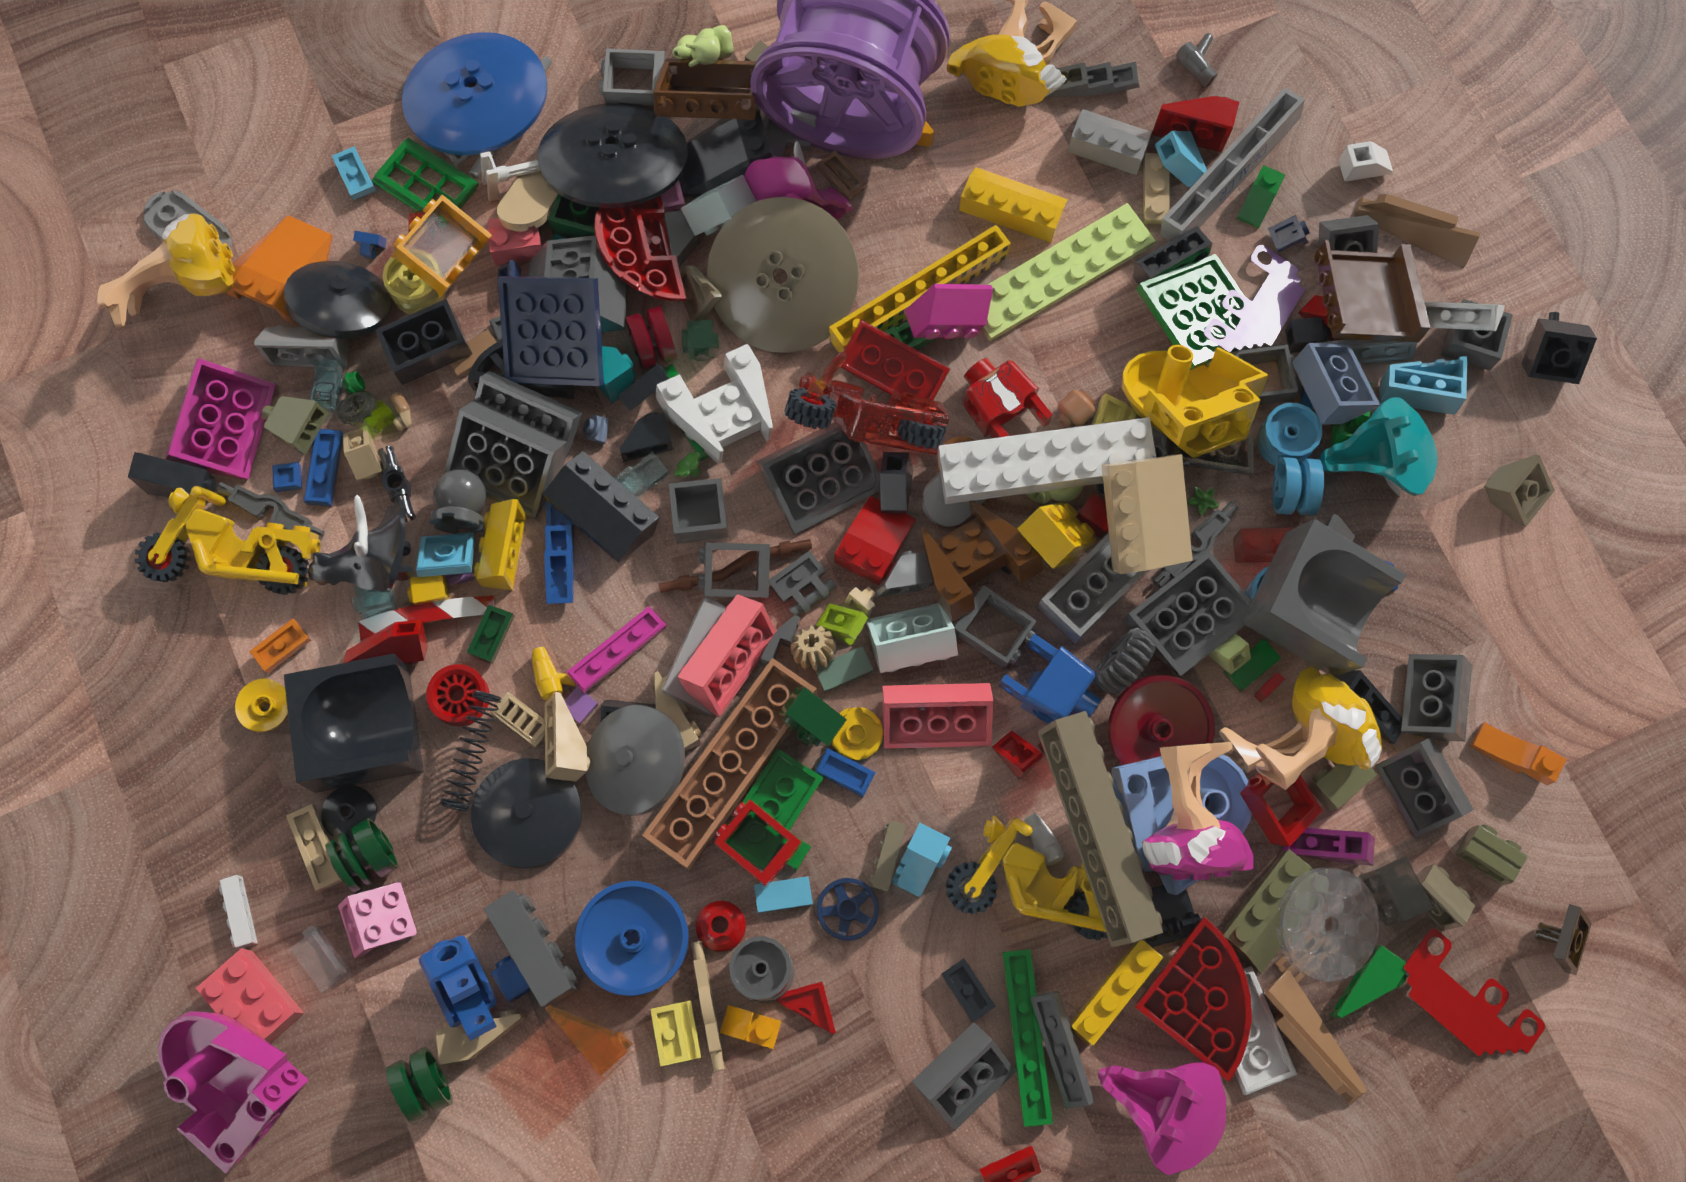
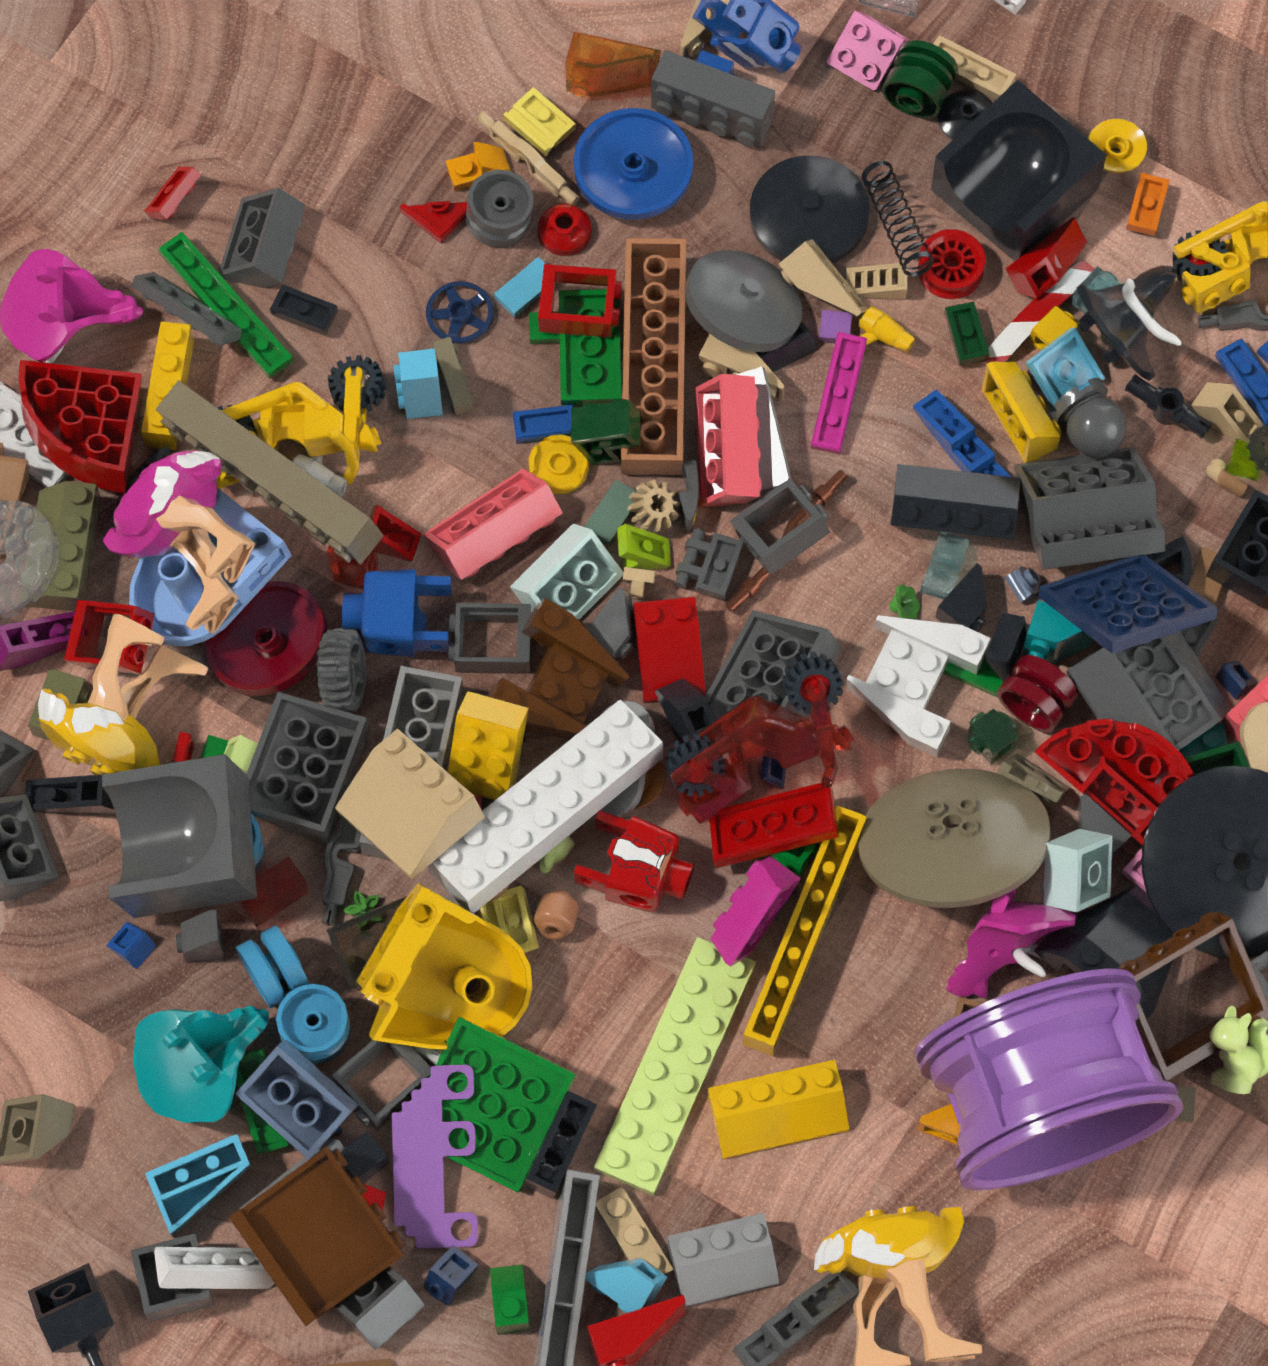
camera: 150 degrees right, 5 degrees down
(698, 510) = (859, 560): dark grey piece -> none

